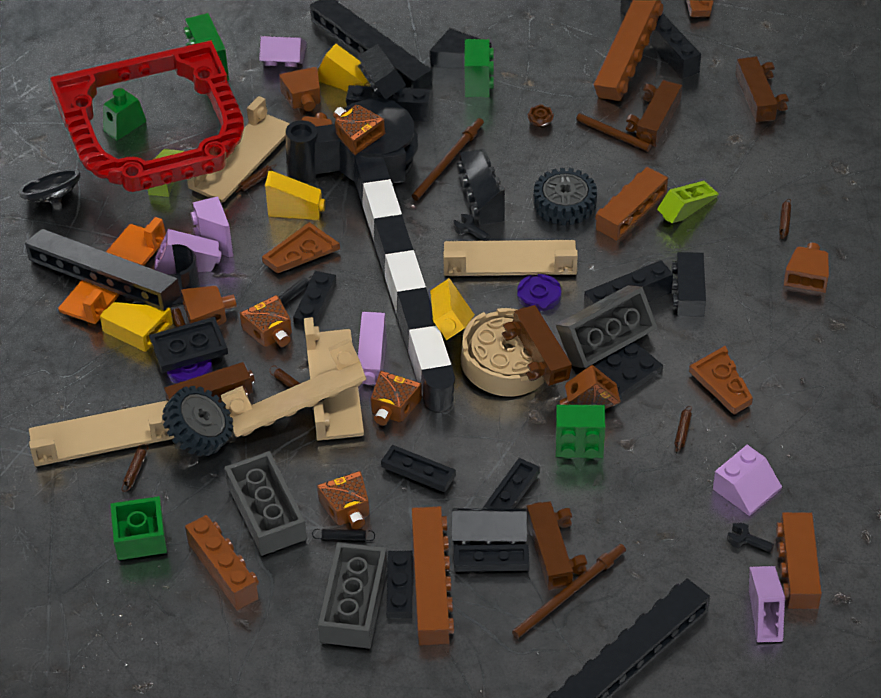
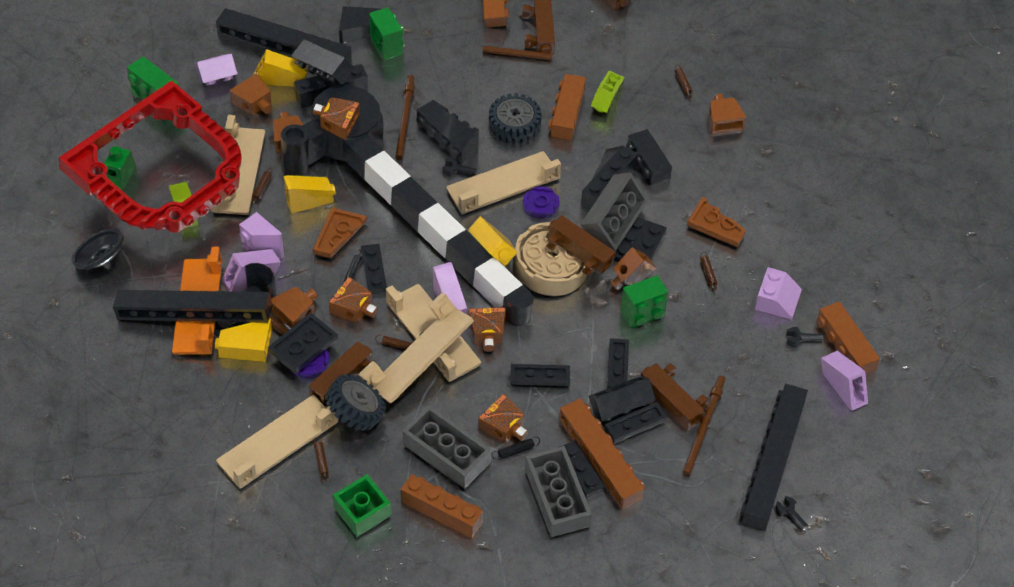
camera: 30 degrees left, 5 degrees up
(540, 115) = (455, 57): reddish brown plate -> none

